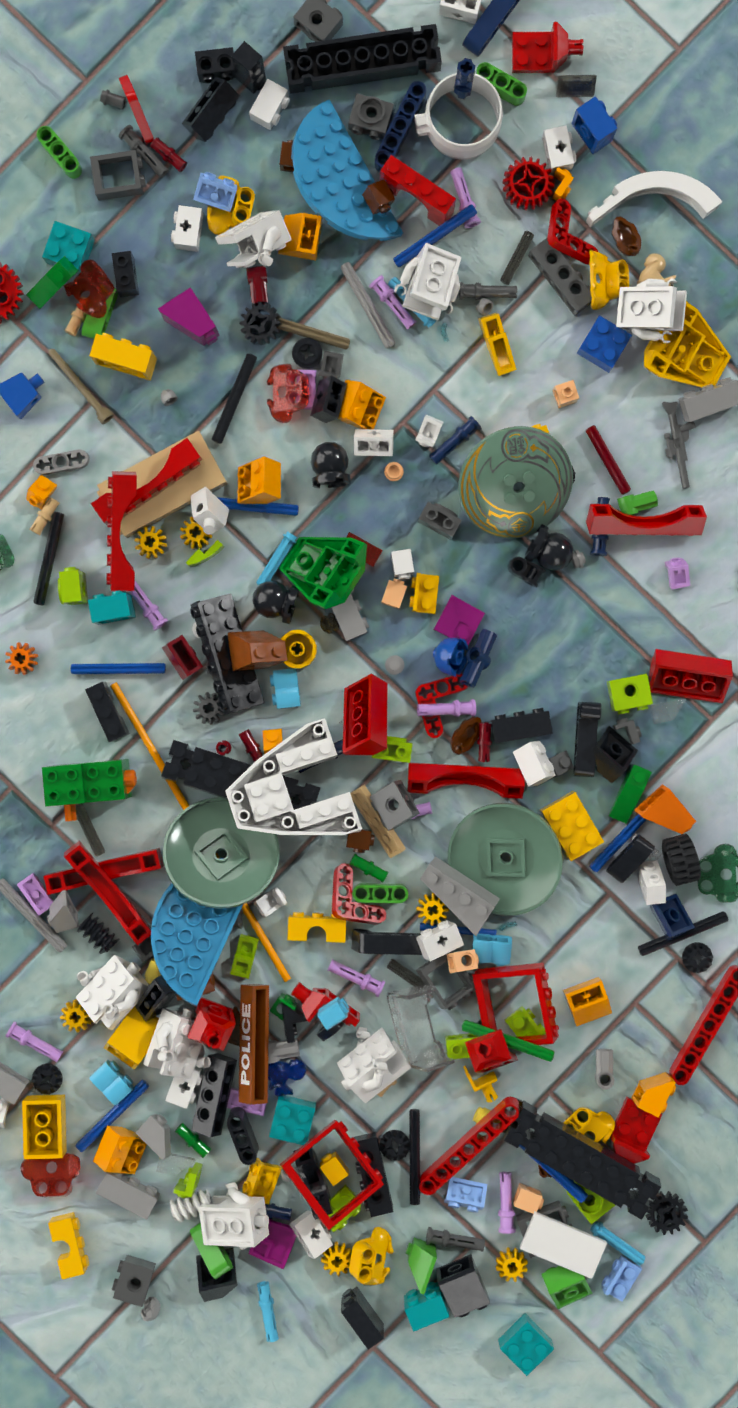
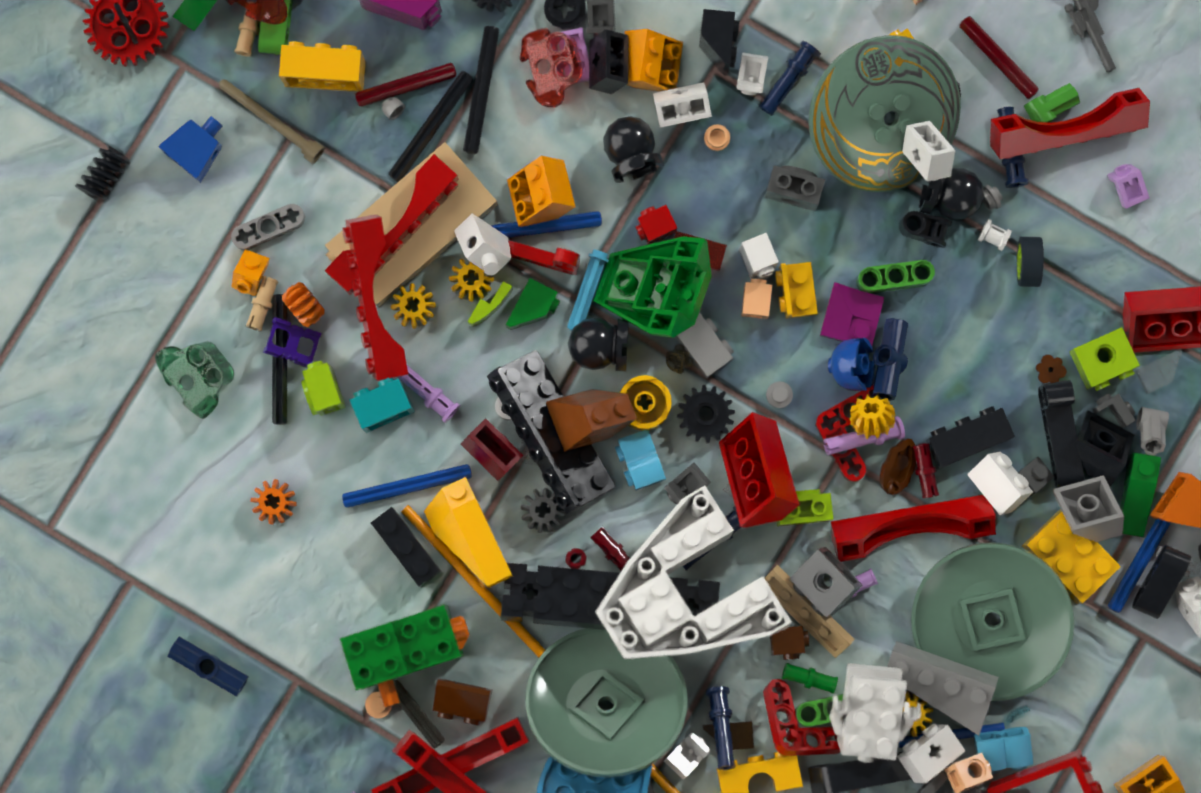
camera: 10 degrees left, 5 degrees down
(56, 554) = (290, 350): none -> dark purple piece
(60, 818) = (375, 706): none -> light nougat plate
(72, 523) = (303, 304): none -> orange gear
(121, 827) = (461, 700): none -> reddish brown slope
(150, 707) = (465, 531): none -> yellow wedge
(181, 382) = (405, 84): none -> dark red axle
(192, 416) = (430, 126): none -> black axle
(235, 561) = (533, 305): none -> green slope
(256, 532) = (562, 260): none -> red beam
(271, 739) = (637, 533): light orange bracket -> none
(300, 879) = (720, 716): none -> dark blue pin
(305, 894) = (740, 733): none -> dark brown tile
(314, 712) = (686, 483): none -> dark grey bracket
(331, 659) = (710, 400): none -> black gear
(335, 523) = (655, 224): none -> red brick
(403, 904) = (871, 712): none -> white torso
(409, 399) = (716, 38): none -> black slope
(455, 696) = (872, 416): none -> yellow gear
(505, 600) = (907, 271): none -> bright green beam
(539, 517) = (928, 151): none -> white brick
(573, 586) = (994, 235): none -> white bush
(589, 685) = (1055, 364): none -> reddish brown plant
(592, 797) = (1091, 509): none -> light grey slope
(593, 611) = (1030, 261): none -> black wheel
(651, 749) = (1152, 429): none -> light grey piece

